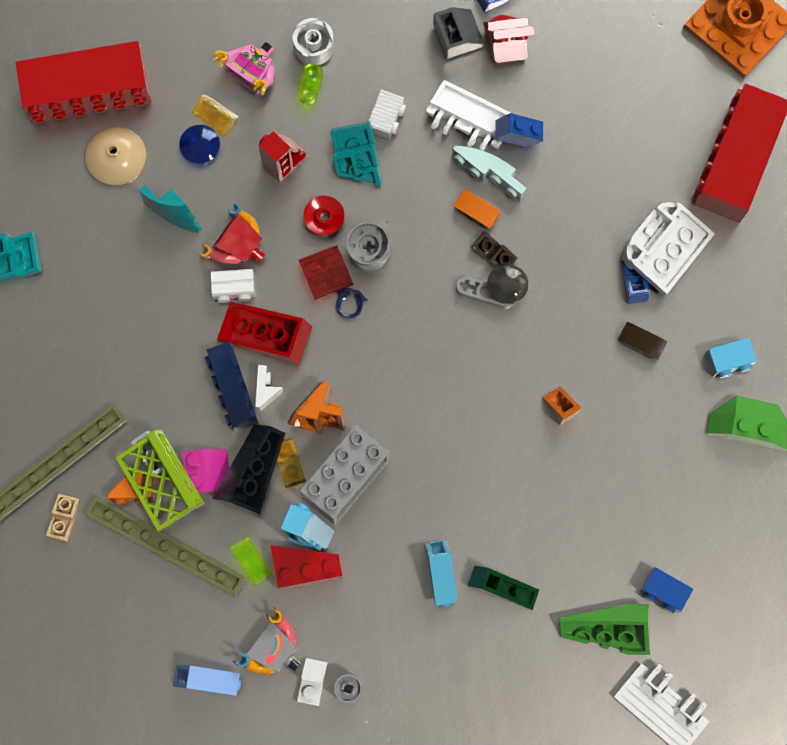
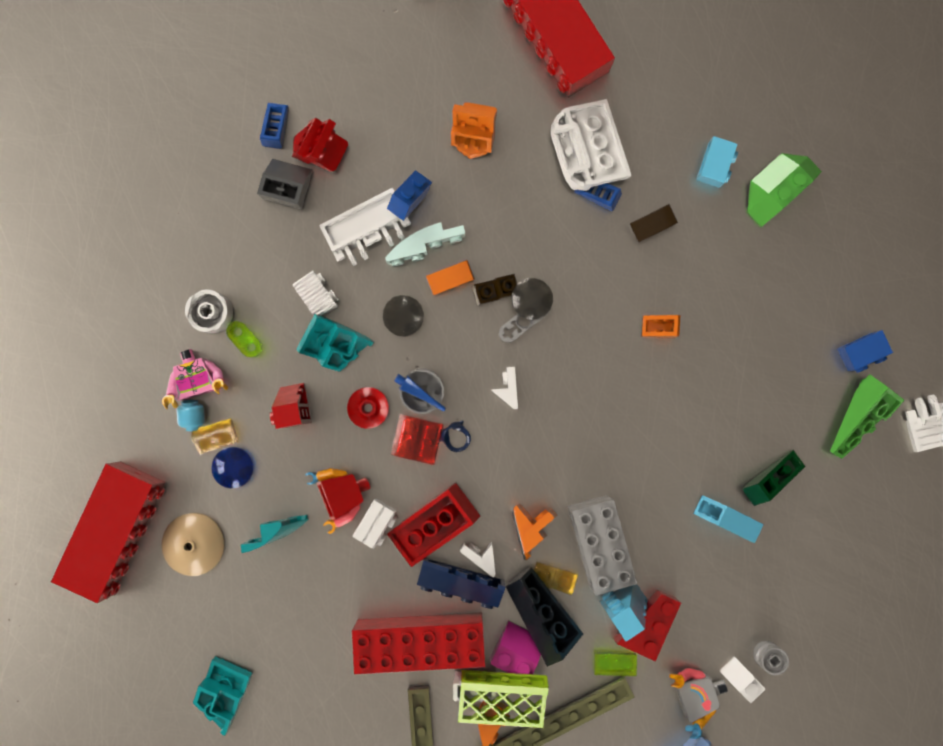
camera: 50 degrees left, 10 degrees up
(160, 382) = (418, 643): none -> red brick
(220, 83) = (190, 415): none -> medium azure head
(365, 228) = (409, 386): none -> blue piece
(417, 320) = (509, 394): none -> white slope
(419, 193) = (403, 315): none -> clear smoke dish
(610, 145) = (473, 129): none -> orange piece

